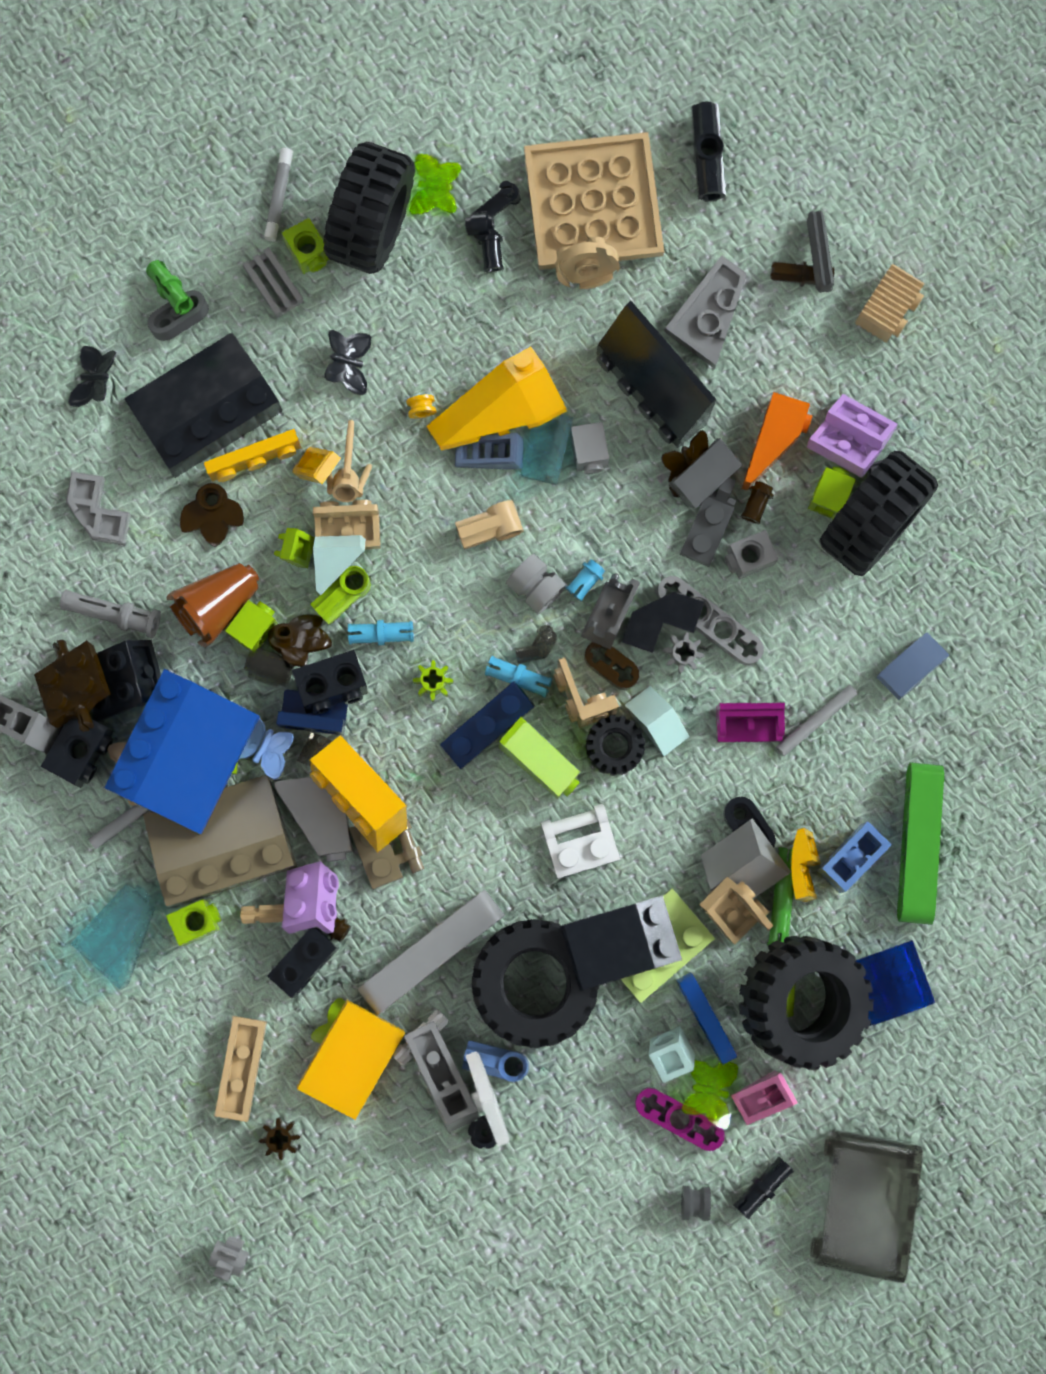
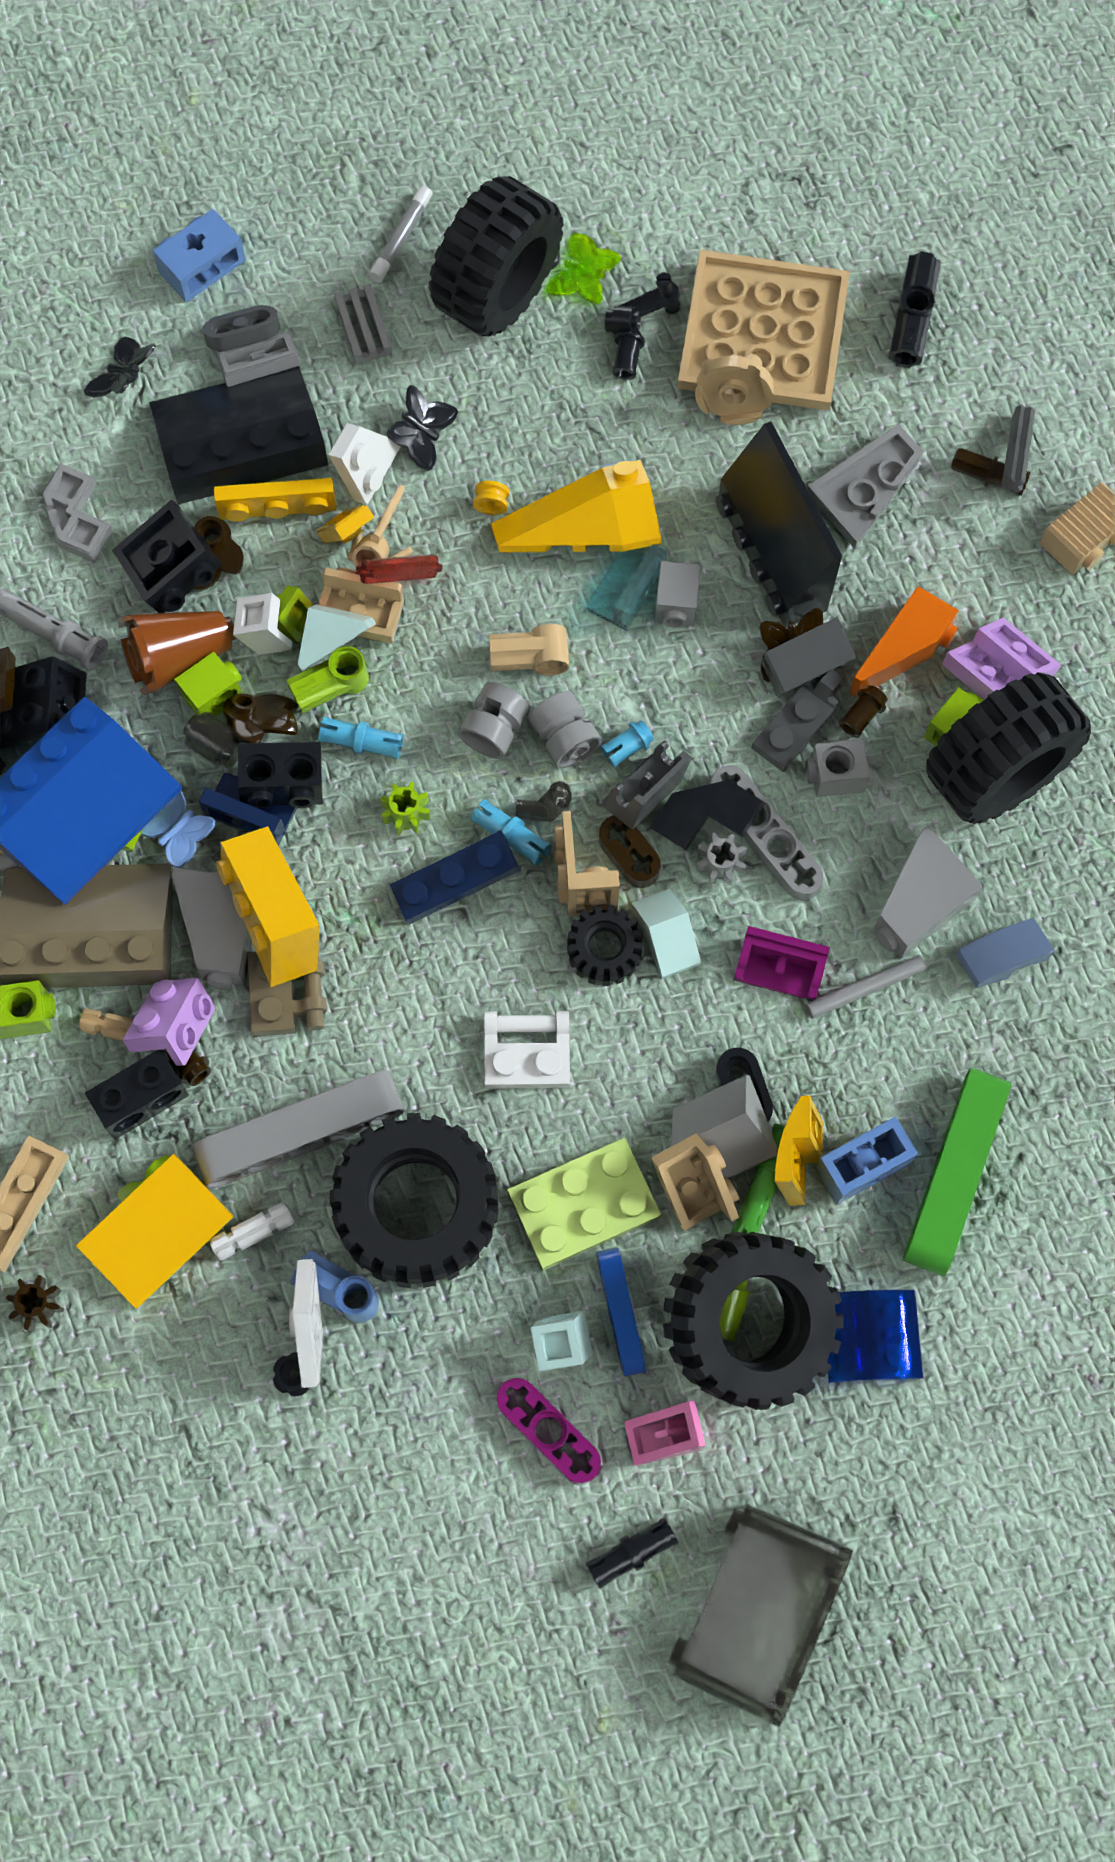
camera: 20 degrees right, 10 degrees down
(120, 276) = (199, 255): none -> medium blue brick
(169, 287) = (241, 294): bright green pin -> none
(185, 531) = (167, 559): none -> black plate
(202, 341) = (258, 359): none -> light grey tile
(274, 565) = (257, 624): none -> white panel
(303, 234) = (412, 279): lime brick -> none
(312, 406) = (362, 460): none -> white wing
(371, 492) = (398, 569): none -> clear red axle
(441, 1077) = (261, 1285): light grey slope -> none
(475, 602) = (496, 716): none -> light grey wheel
(515, 460) = (580, 578): sand blue slope -> none
(539, 759) = (504, 929): lime slope -> none
(621, 943) = (536, 1174): black slope -> none
(695, 1203) = (536, 1545): dark grey wheel -> none
(708, 1092) = (597, 1404): clear neon green piece -> none
(841, 638) = (926, 895): none -> light grey slope

